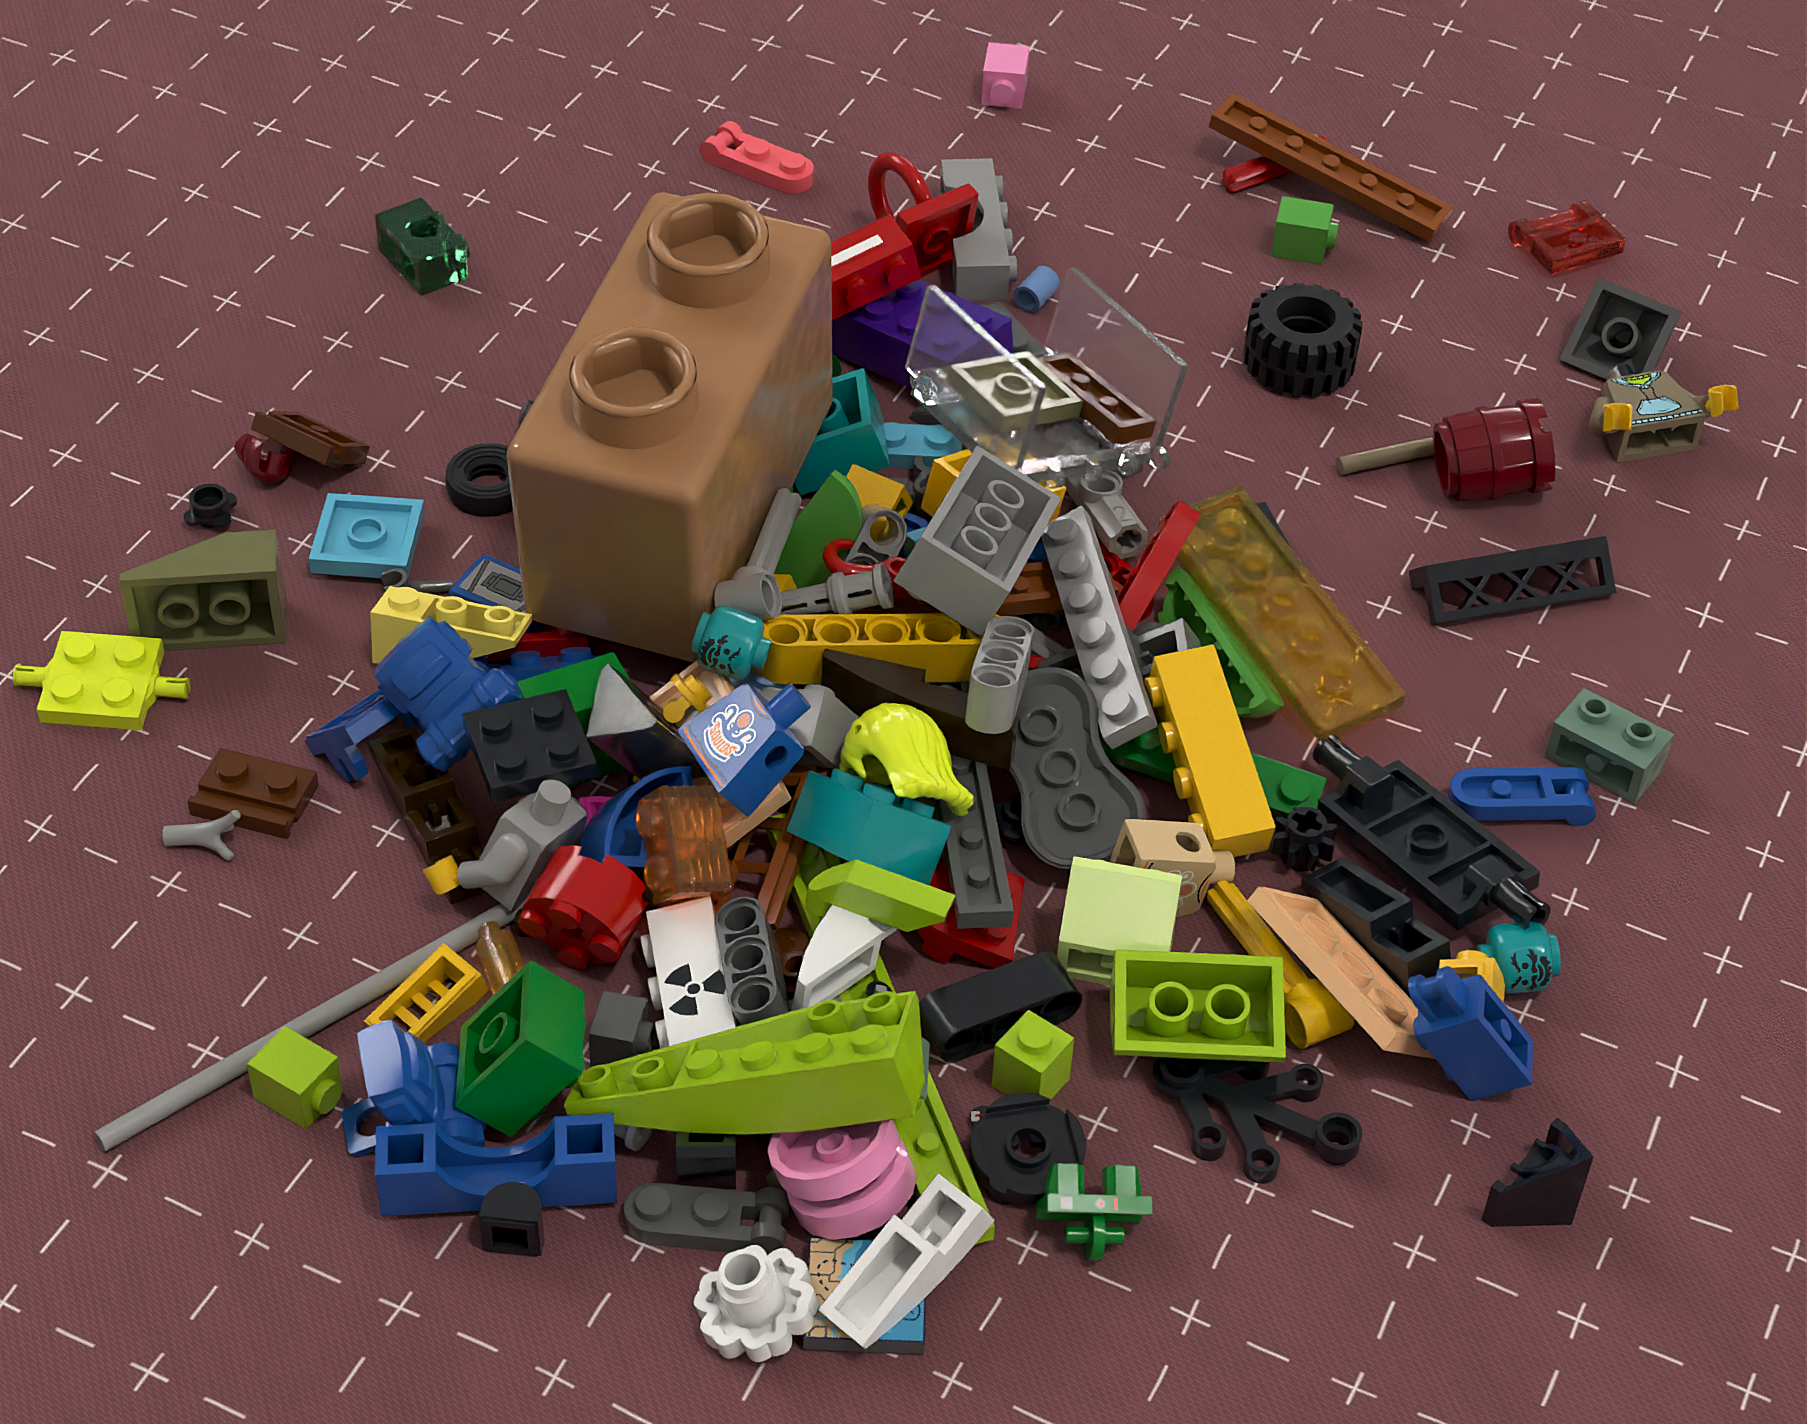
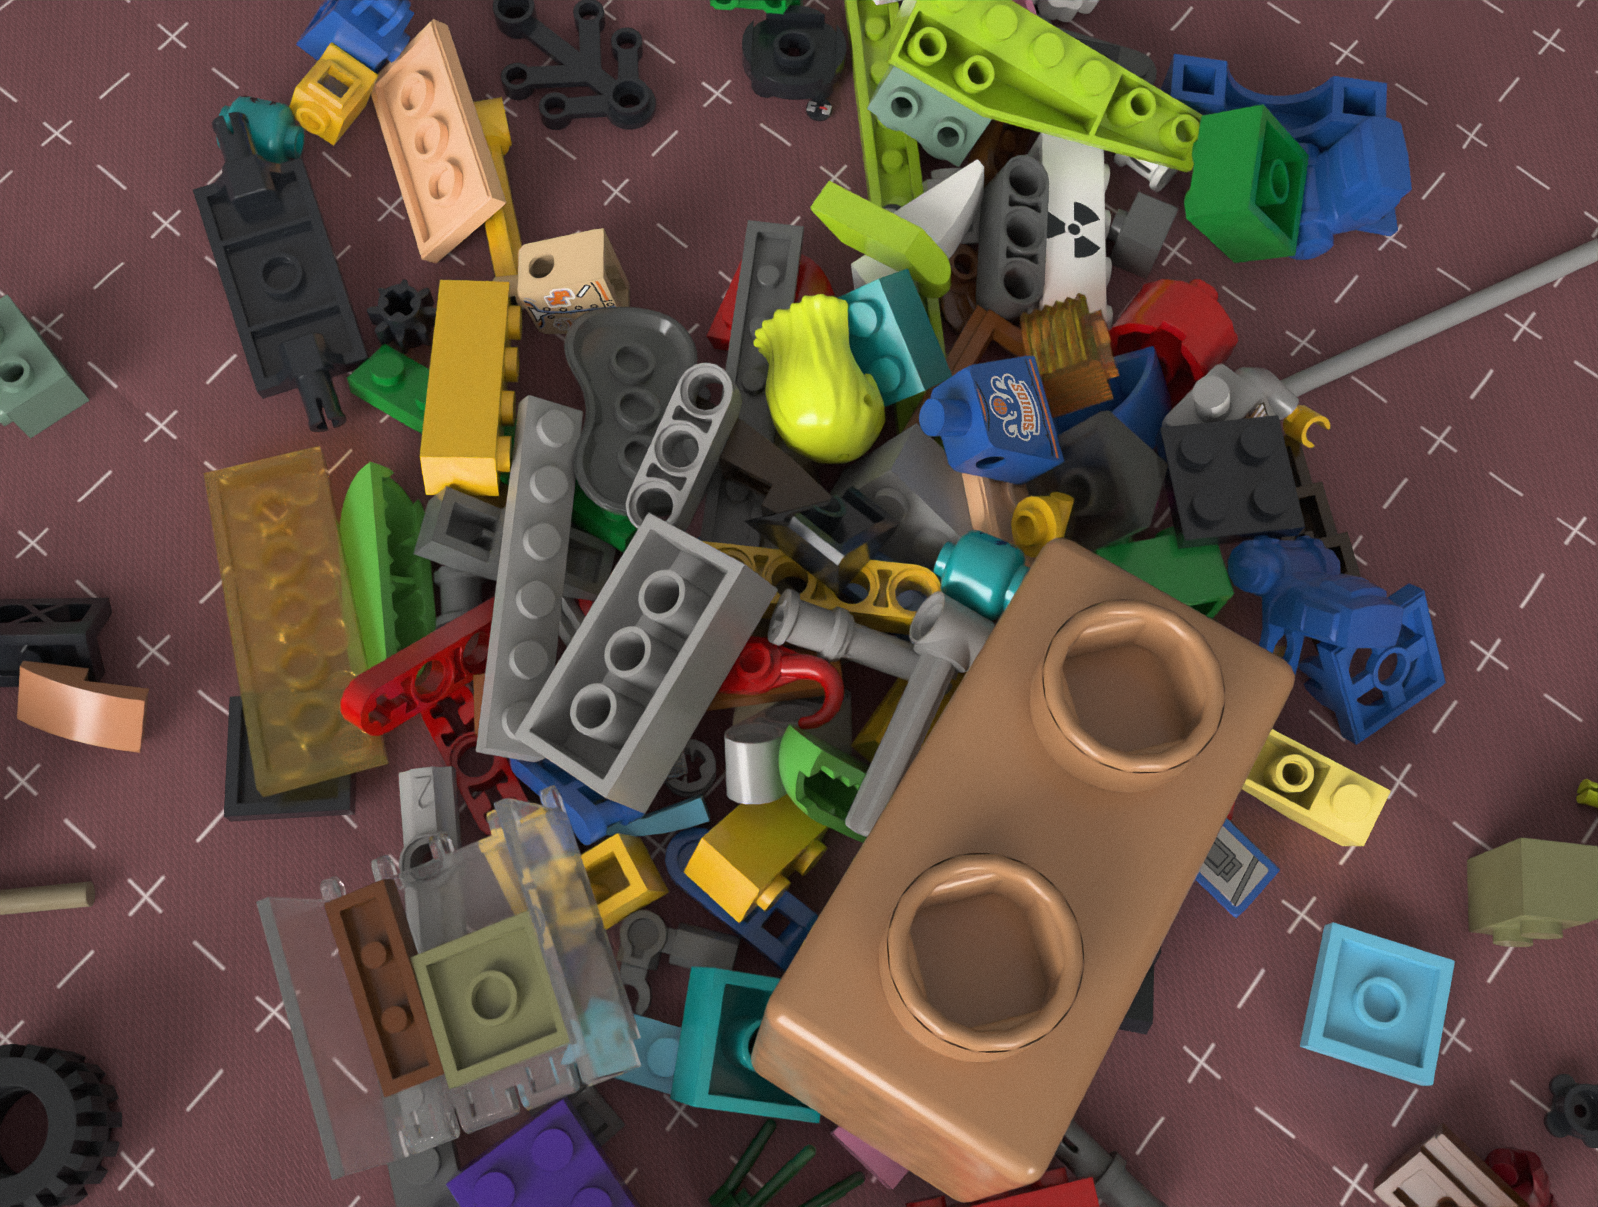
camera: 170 degrees left, 25 degrees up
(202, 834) = (1551, 572): light grey bar -> none
(262, 790) = (1499, 622): reddish brown plate -> none
(295, 1077) = (1445, 248): lime brick -> none
(398, 578) = (1323, 910): dark grey hand -> none
(429, 977) = (1293, 343): yellow slope -> none
(475, 498) = (1253, 1083): black tyre -> none
(498, 954) = (1240, 306): clear yellow cylinder -> none
(512, 1220) = (1258, 67): black brick -> none
(868, 631) = (830, 536): none -> black slope
(982, 1008) = (768, 191): black beam -> none
(1032, 1058) = (765, 122): lime brick -> none
(1111, 910) = (649, 234): yellowish green slope -> none
(1197, 1006) = (597, 126): lime slope -> none
(1378, 920) = (375, 208): black slope -> none
(1419, 545) = (84, 711): none -> nougat slope
(1524, 794) = (147, 333): blue plate -> none

